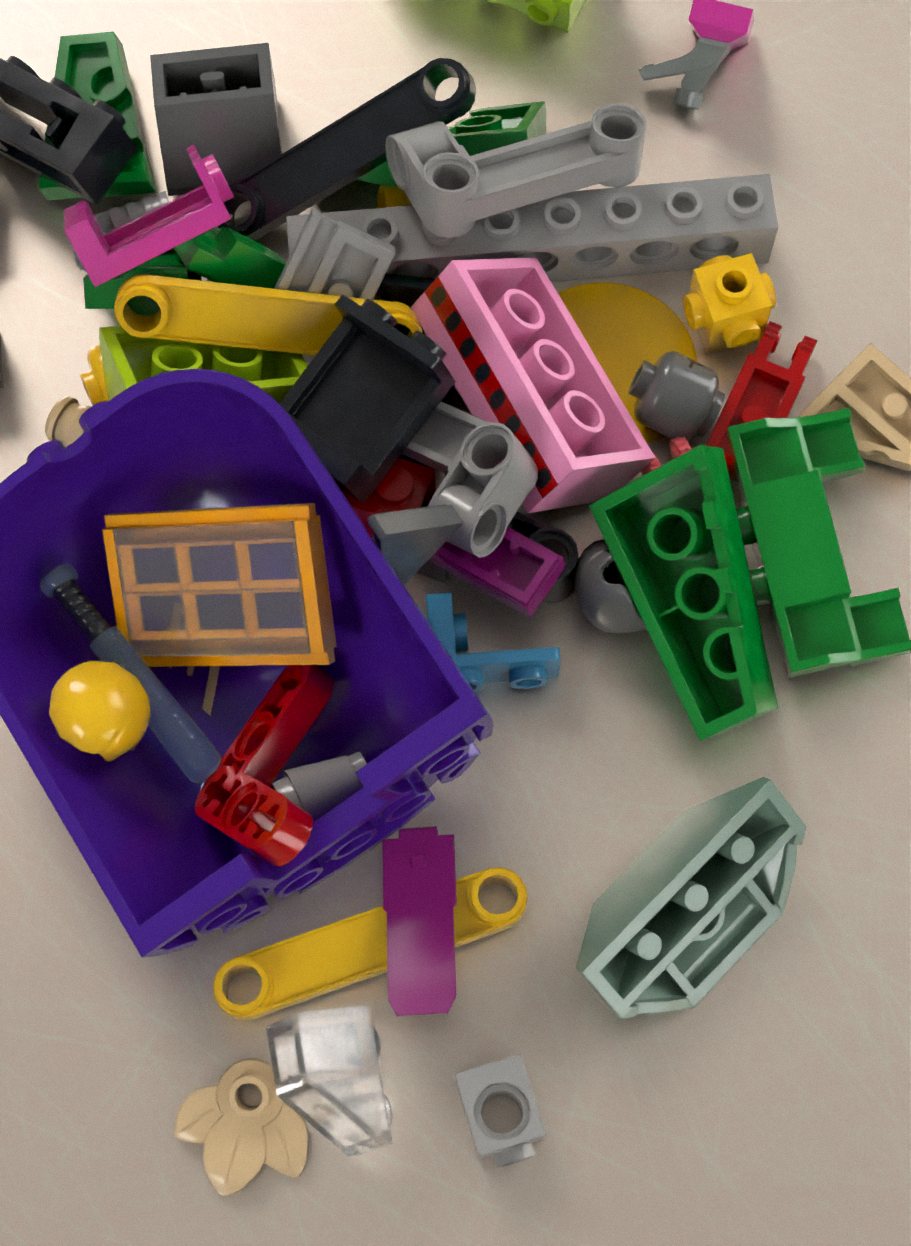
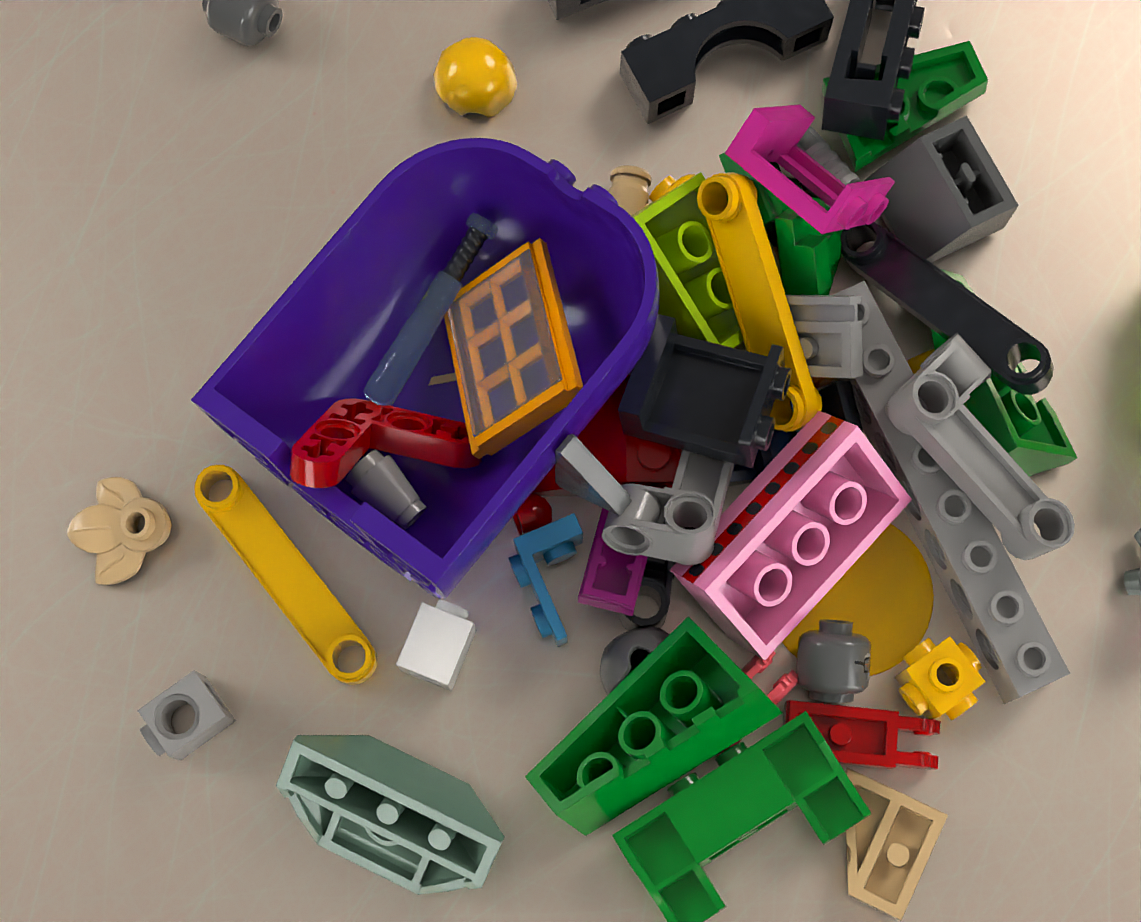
camera: 70 degrees right, 5 degrees up
(100, 709) = (381, 296): yellow hair -> none
(332, 1075) = (171, 577): clear slope -> none
(420, 920) = (310, 603): magenta piece -> none
(515, 796) = (437, 644): none -> white brick

